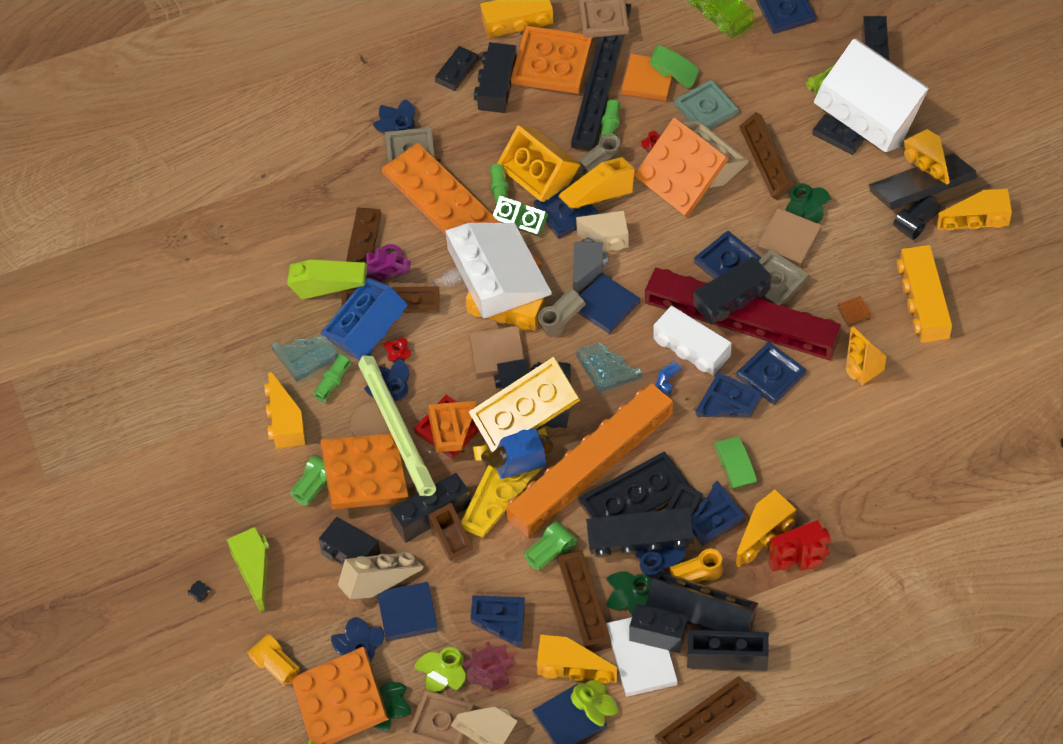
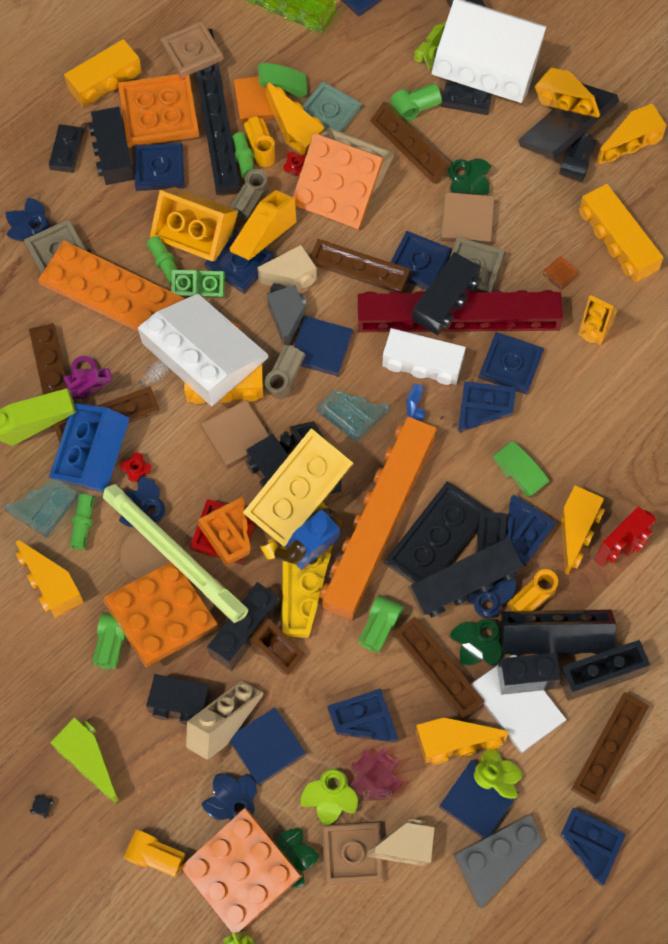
camera: 25 degrees left, 10 degrees up
(531, 108) = (159, 166): none -> dark blue tile
(630, 114) = (260, 141): none -> light orange piece
(667, 101) = (292, 120): none -> light orange slope
(670, 246) = (360, 266): none -> reddish brown plate
(782, 122) = (411, 103): none -> bright green piece

